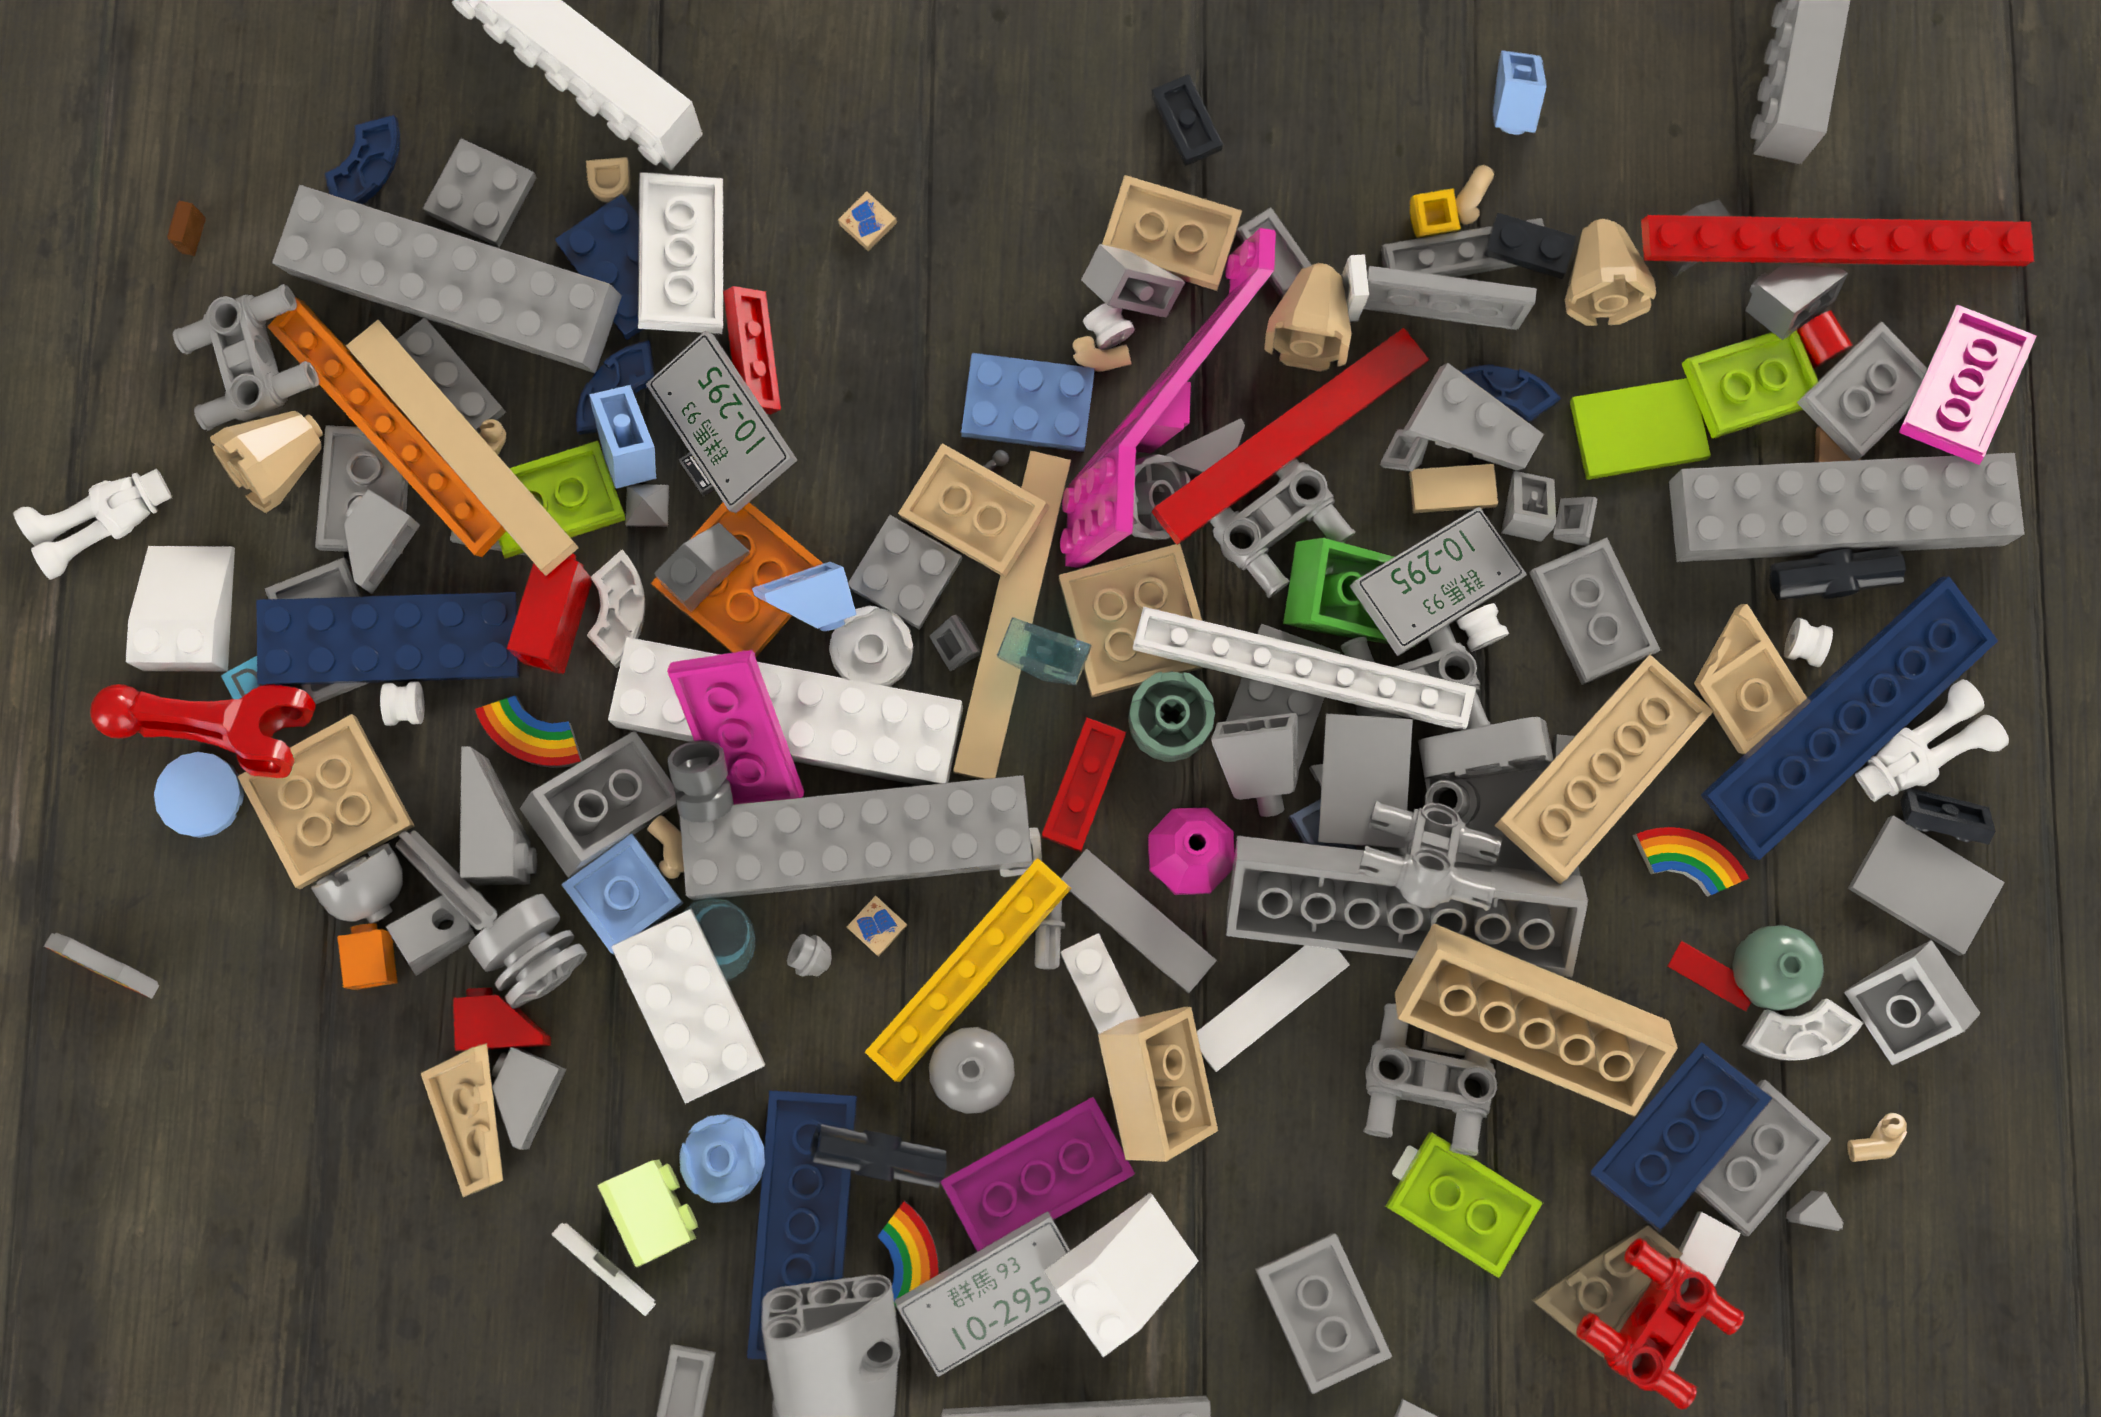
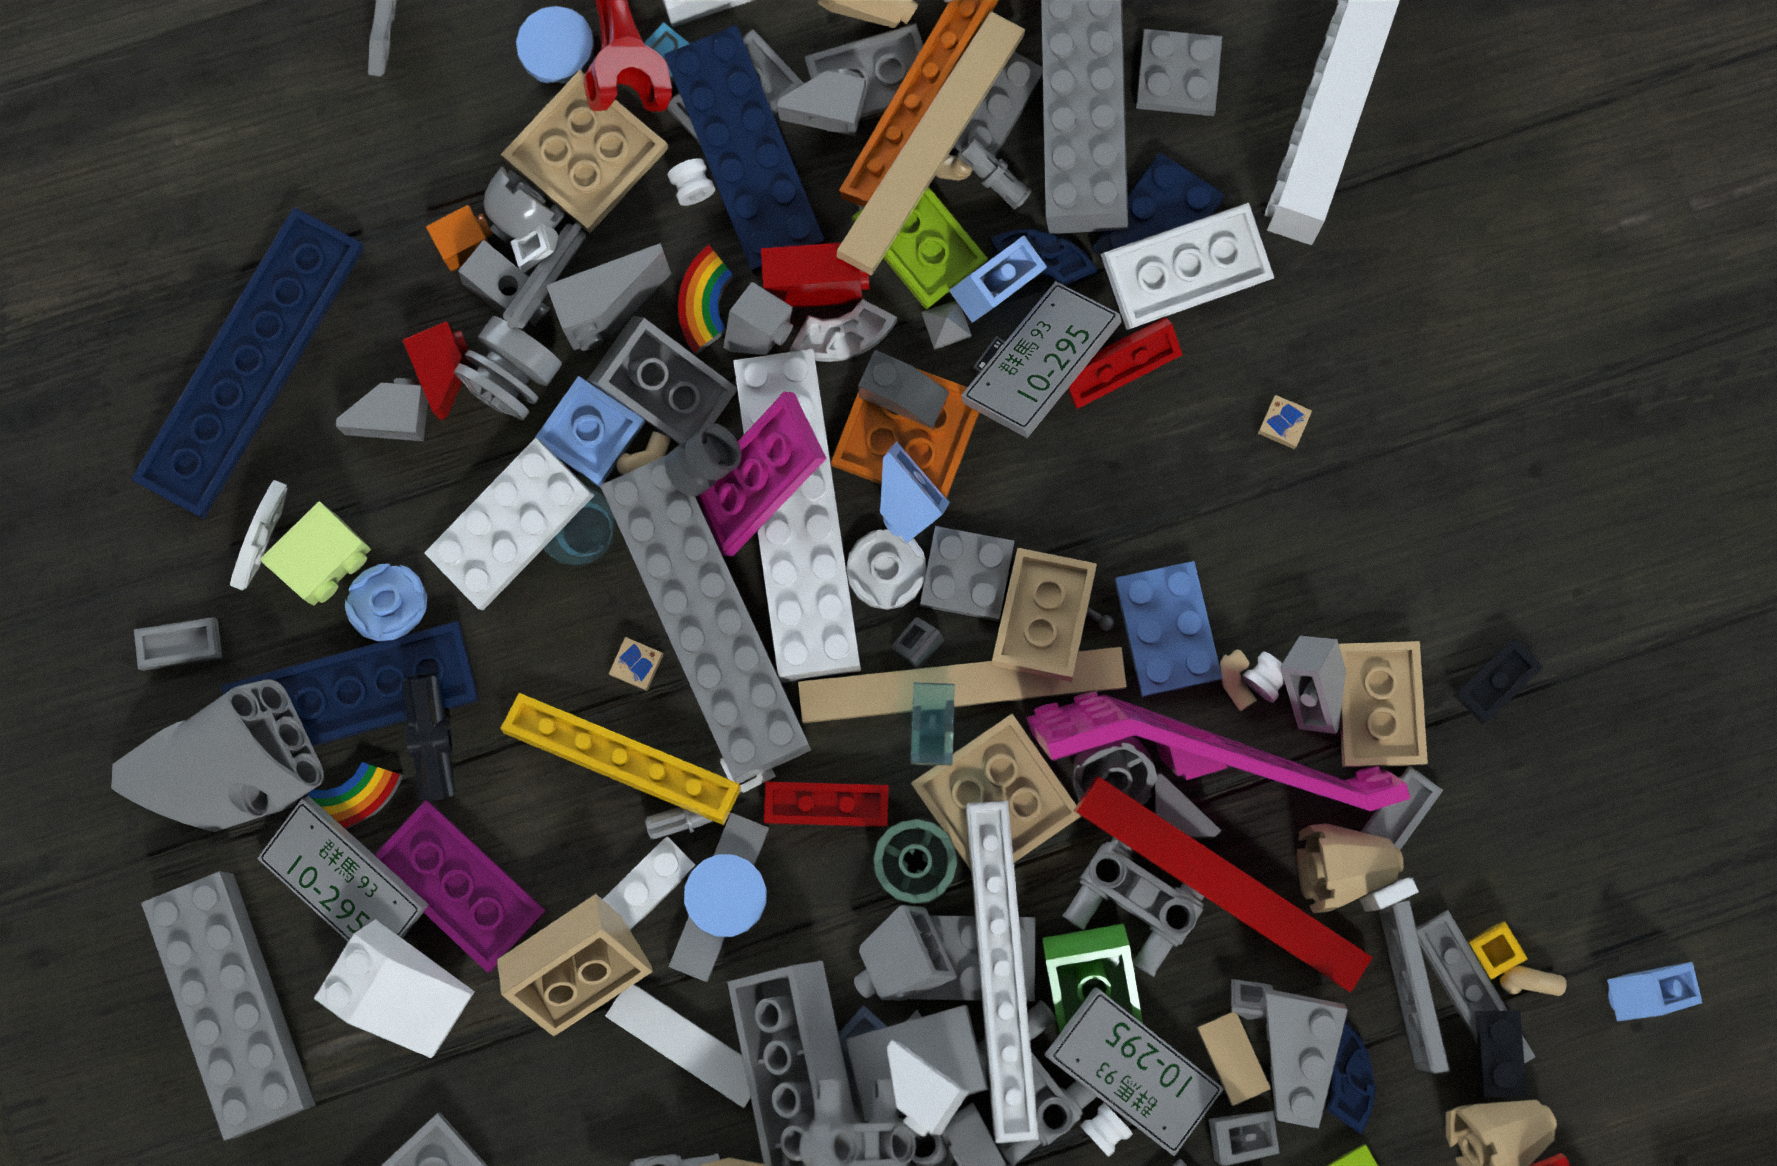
camera: 80 degrees right, 0 degrees up
(410, 882) = (534, 246): none -> white slope
(414, 1224) = (248, 363): none -> dark blue plate
(466, 1117) = (352, 370): tan wing -> none
(513, 402) = (994, 173): none -> light grey pin
(580, 681) = (757, 322): none -> light grey slope
(608, 178) = (1236, 178): tan tile -> none
(809, 956) = (588, 613): light grey plate -> none
(971, 1070) = (535, 794): light grey cylinder -> none
(1139, 911) = (725, 895): none -> light blue tile
(1183, 868) = (821, 927): dark pink cone -> none
(1397, 778) = (922, 1091): none -> white slope

